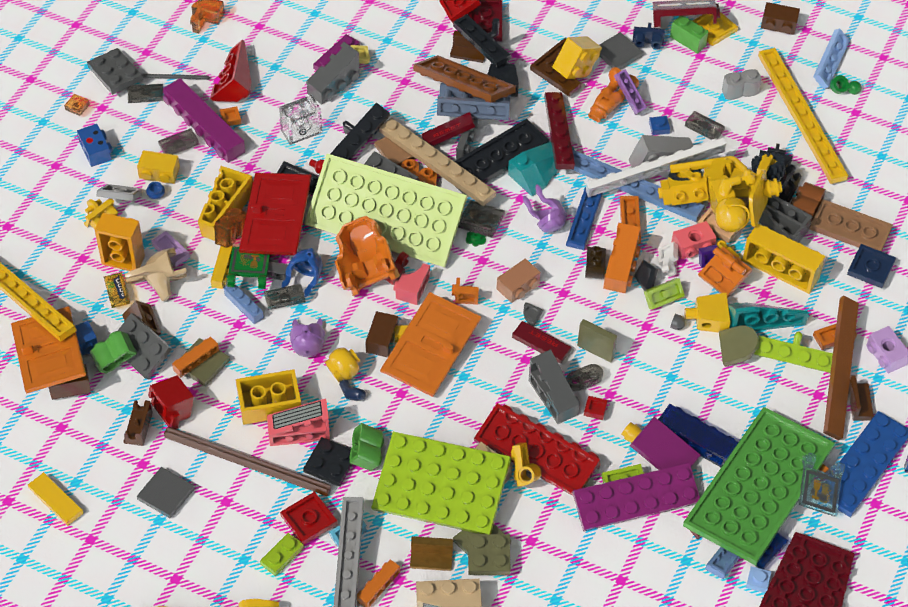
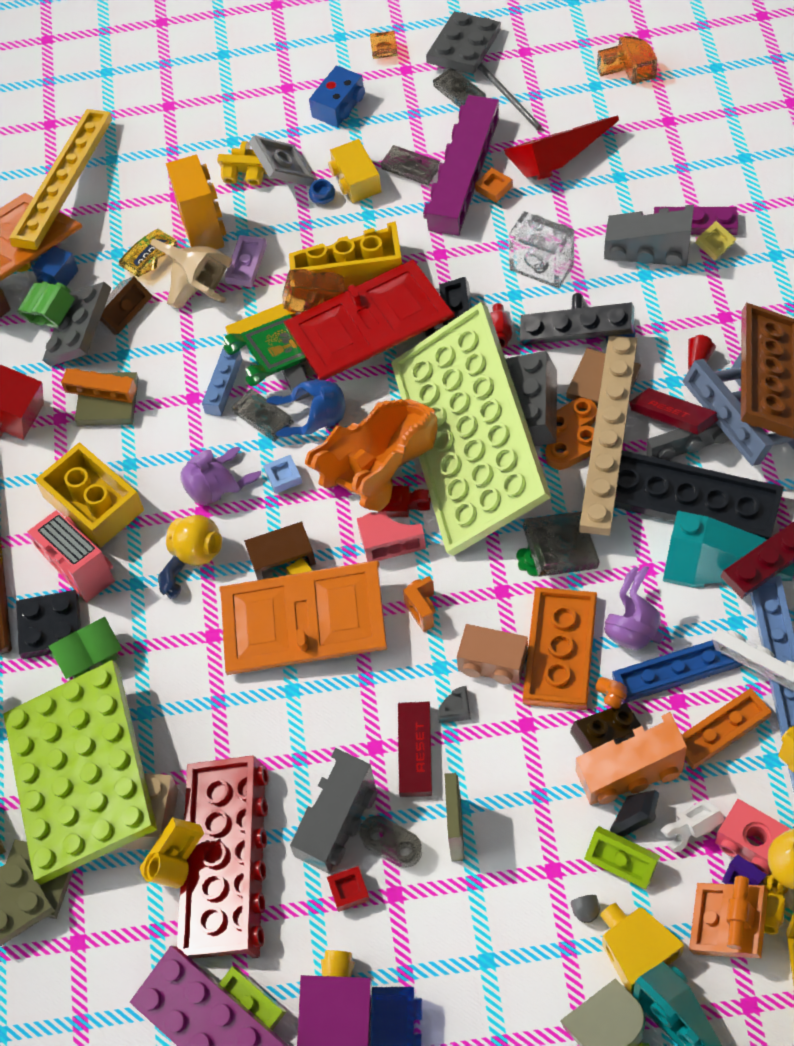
camera: 65 degrees right, 5 degrees up
(332, 308) = (282, 474): none -> light blue plate
(419, 101) = (699, 348): none -> red cone
(523, 243) = (560, 648): none -> orange tile
(583, 244) = (614, 691): none -> orange arm

